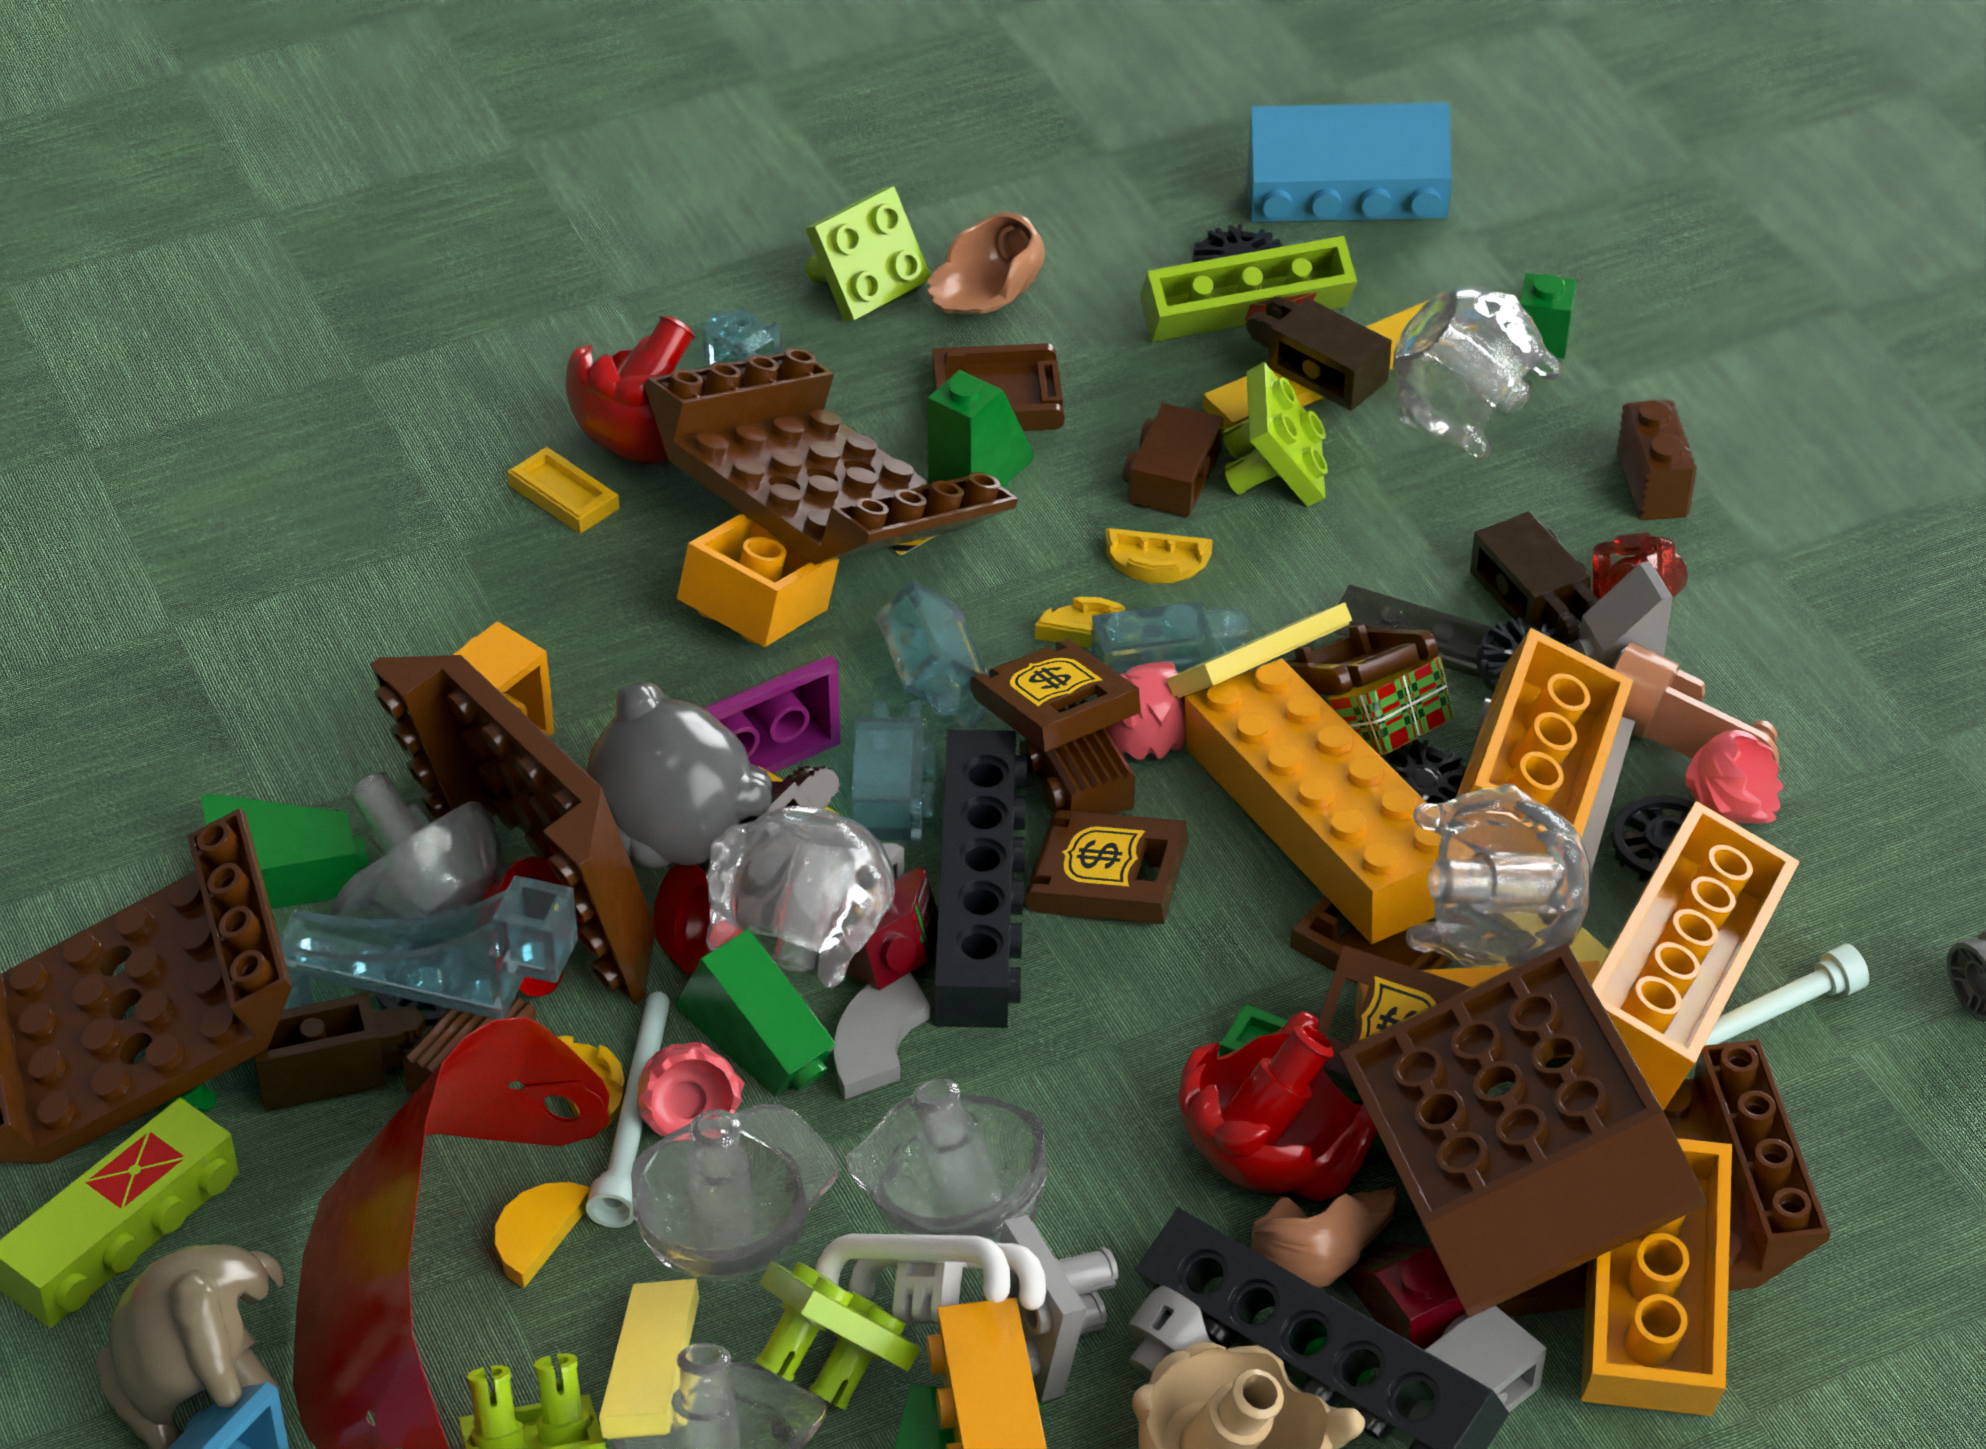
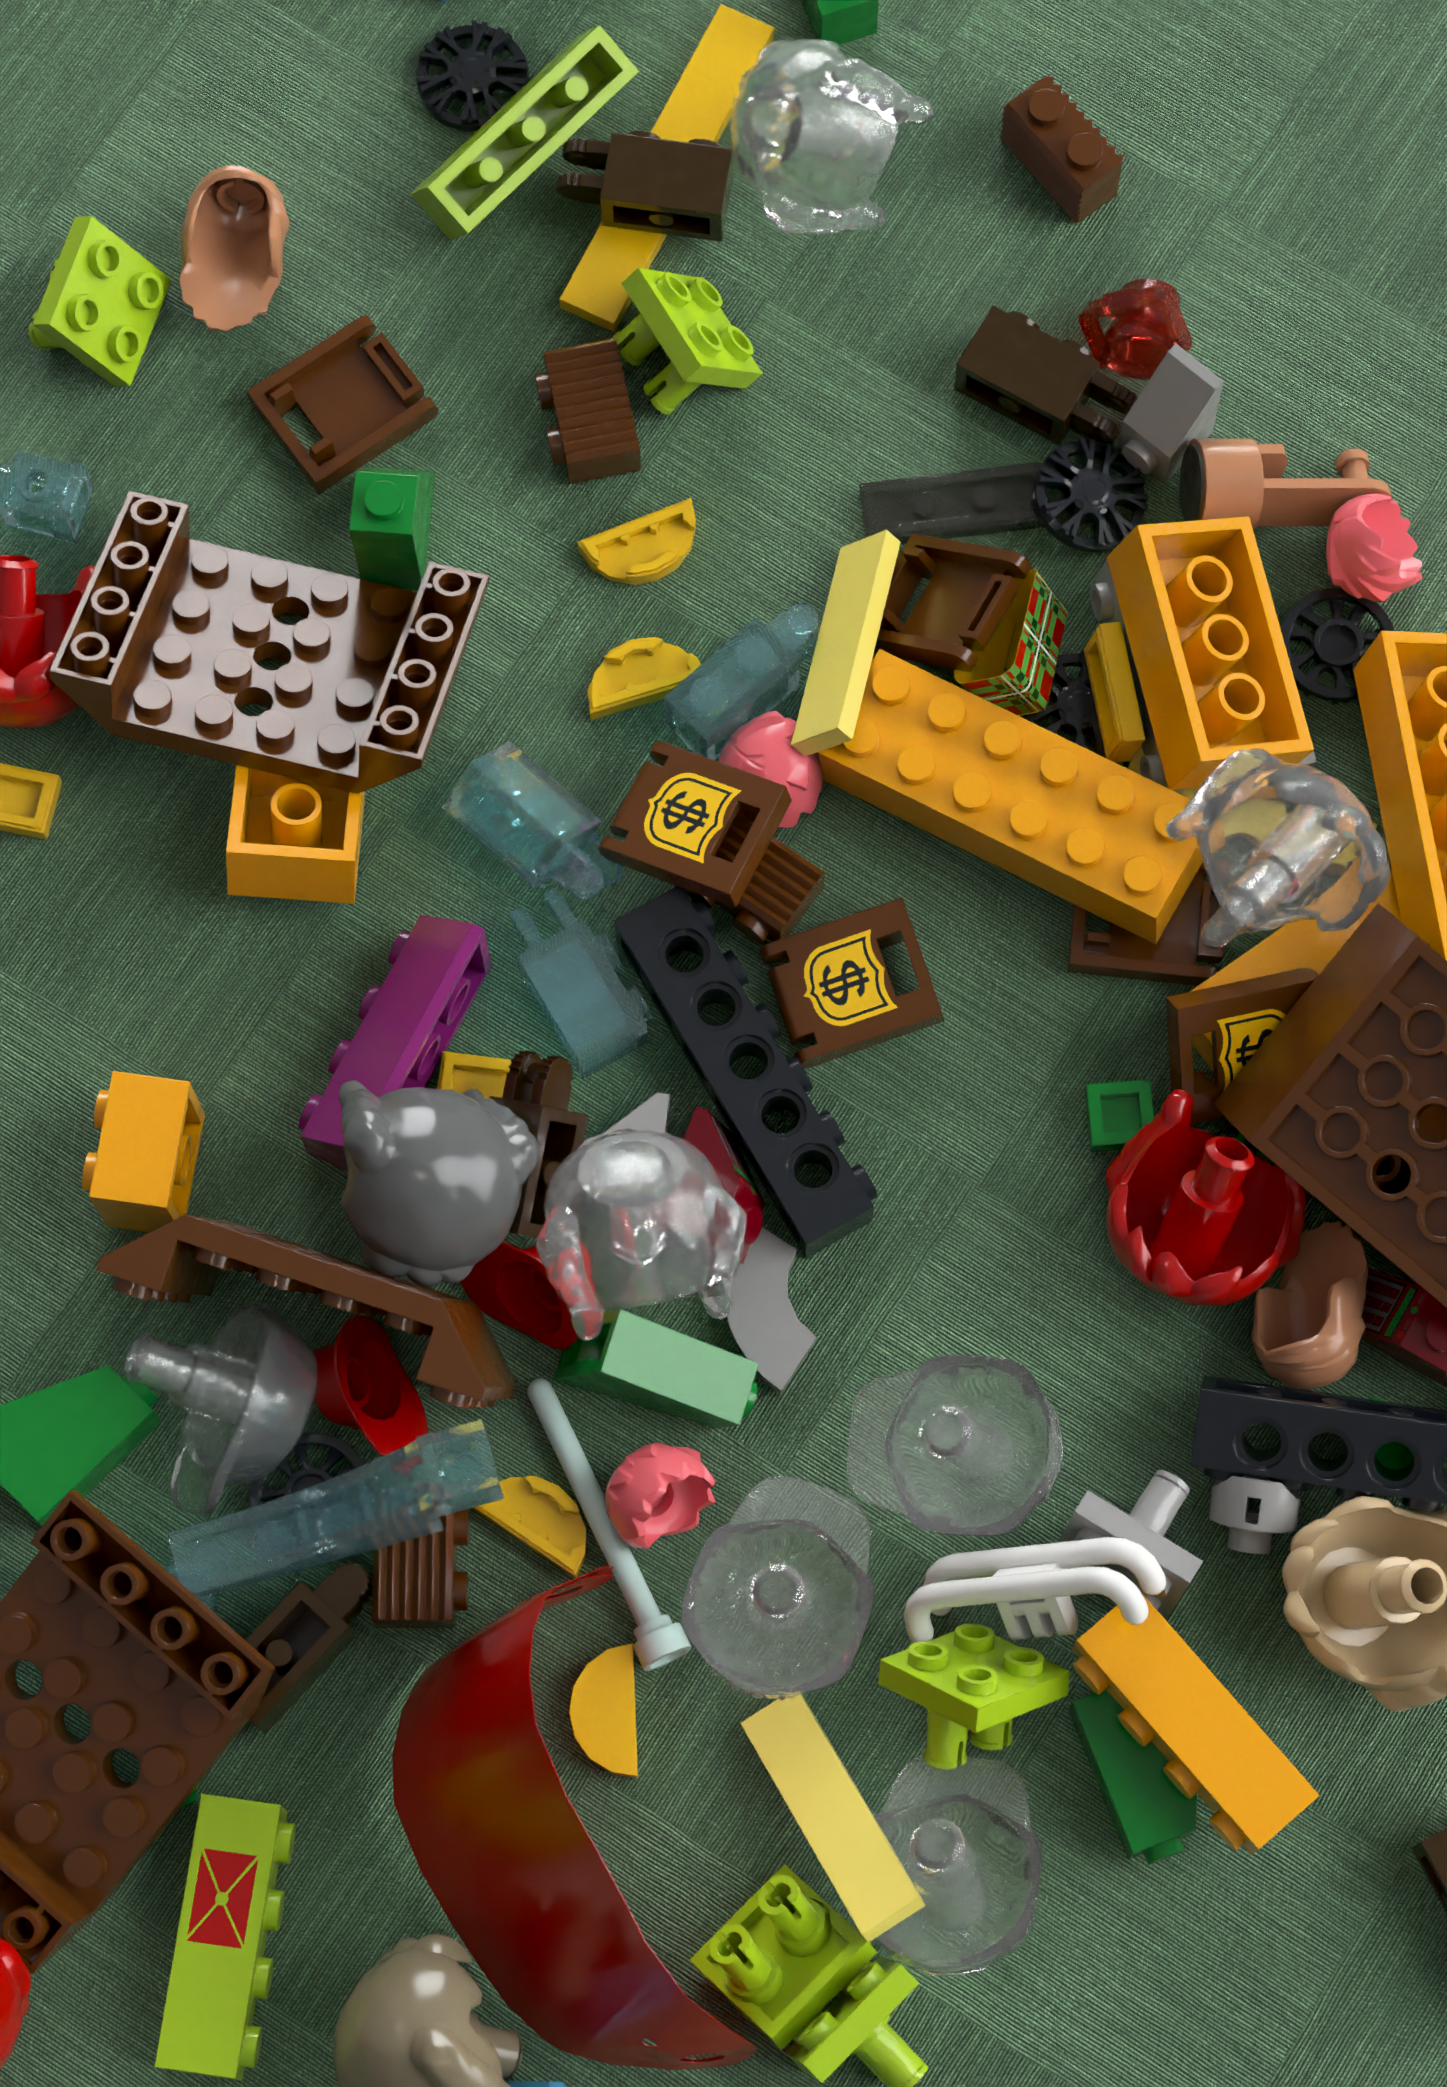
camera: 30 degrees left, 30 degrees up
(1455, 759) = (1114, 692): none -> yellow tile

